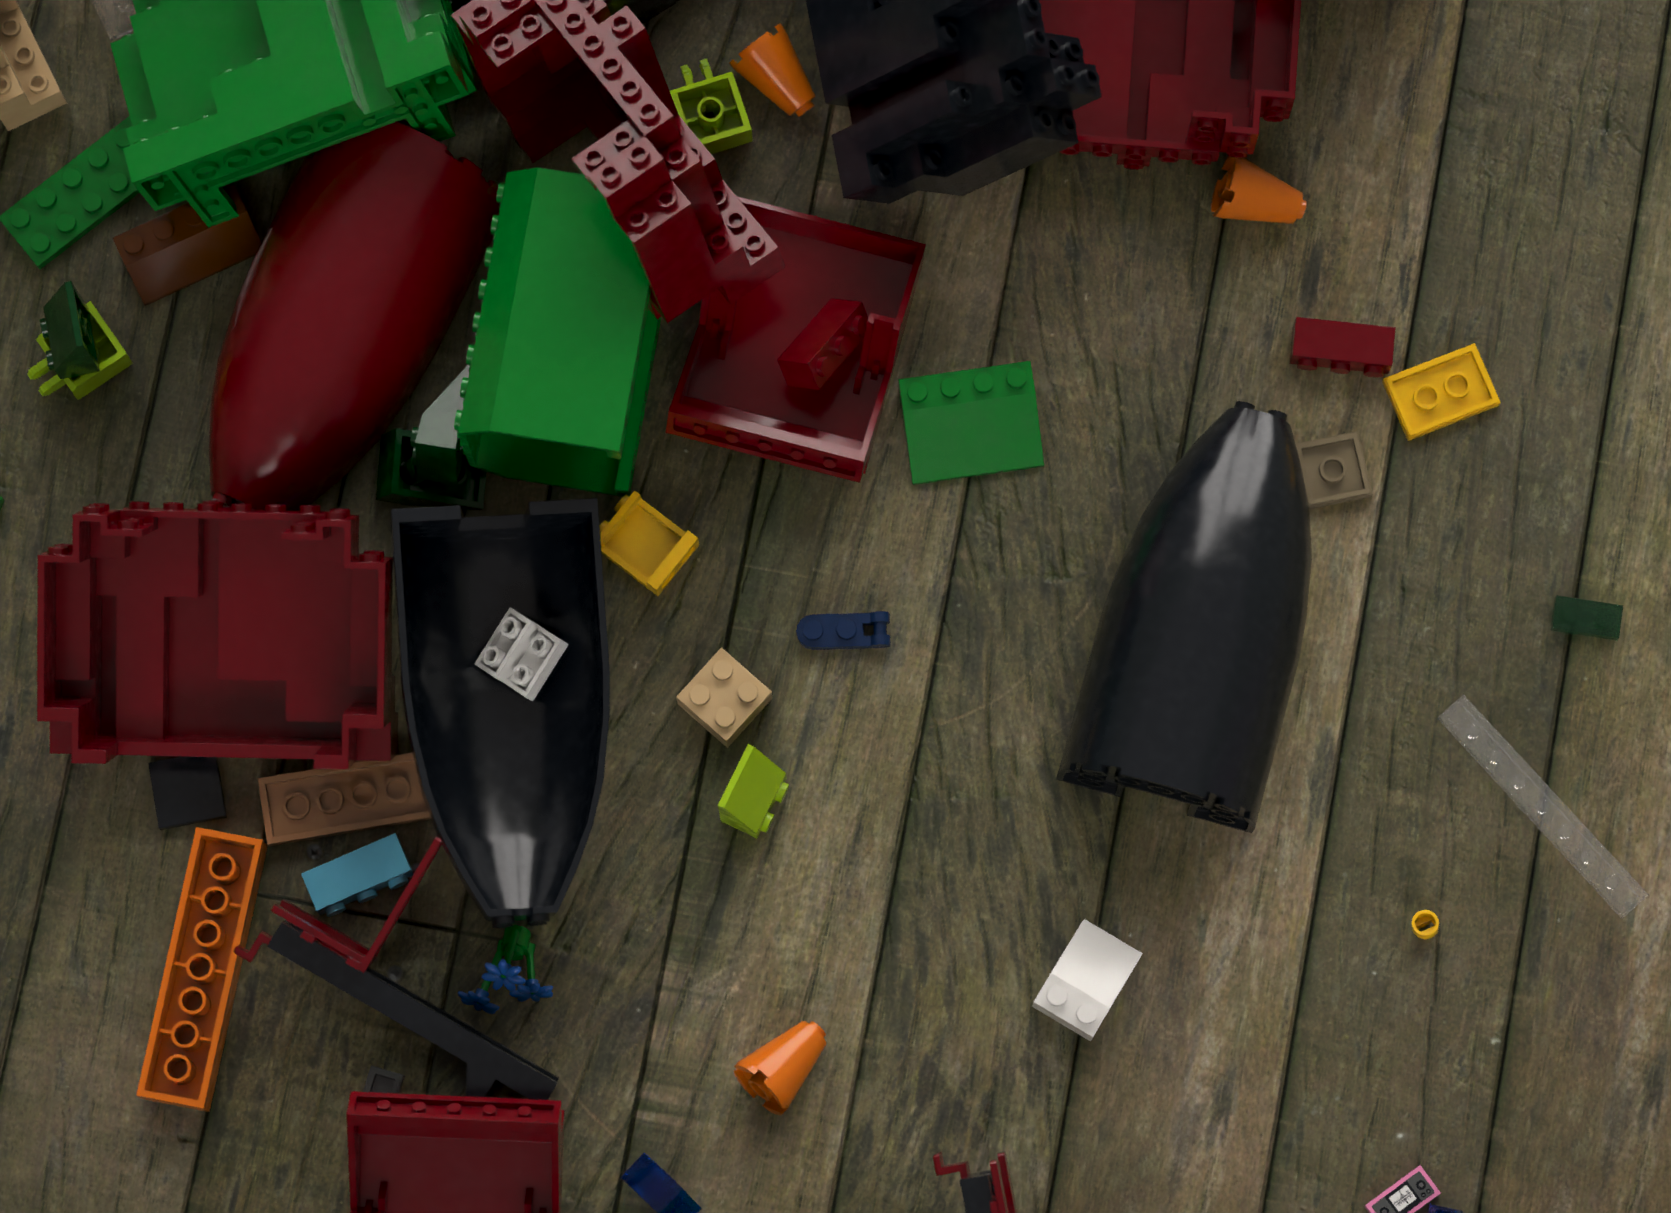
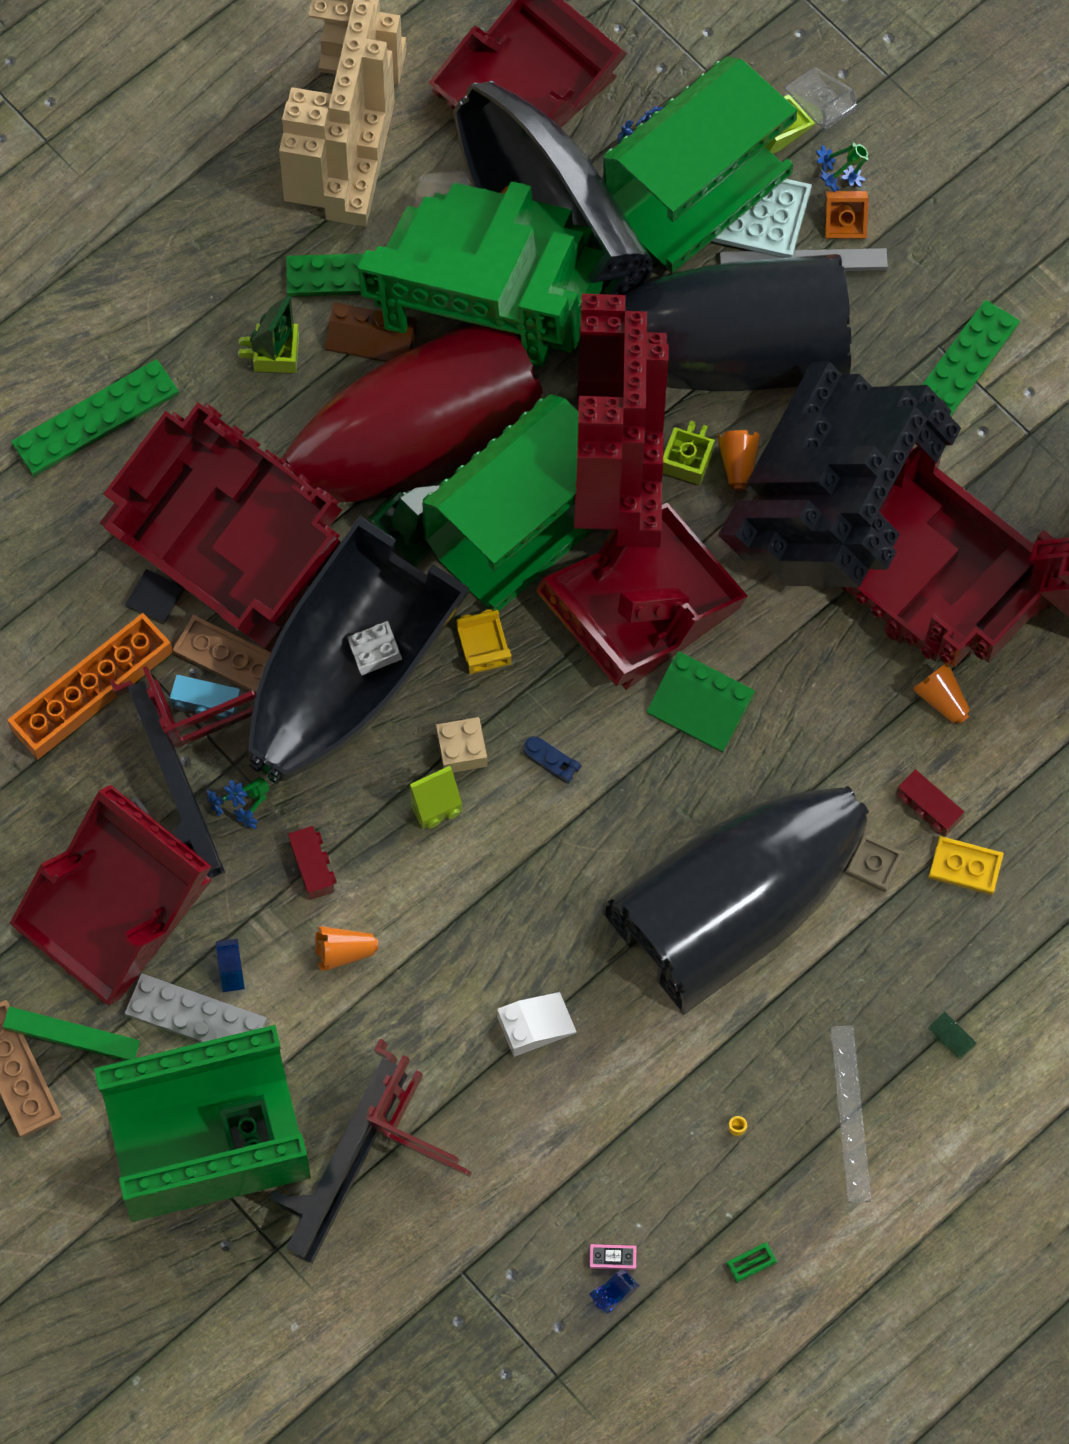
camera: 35 degrees right, 10 degrees down
(658, 985) = (312, 862): none -> dark red brick
(1556, 1104) = (734, 1271): none -> green tile

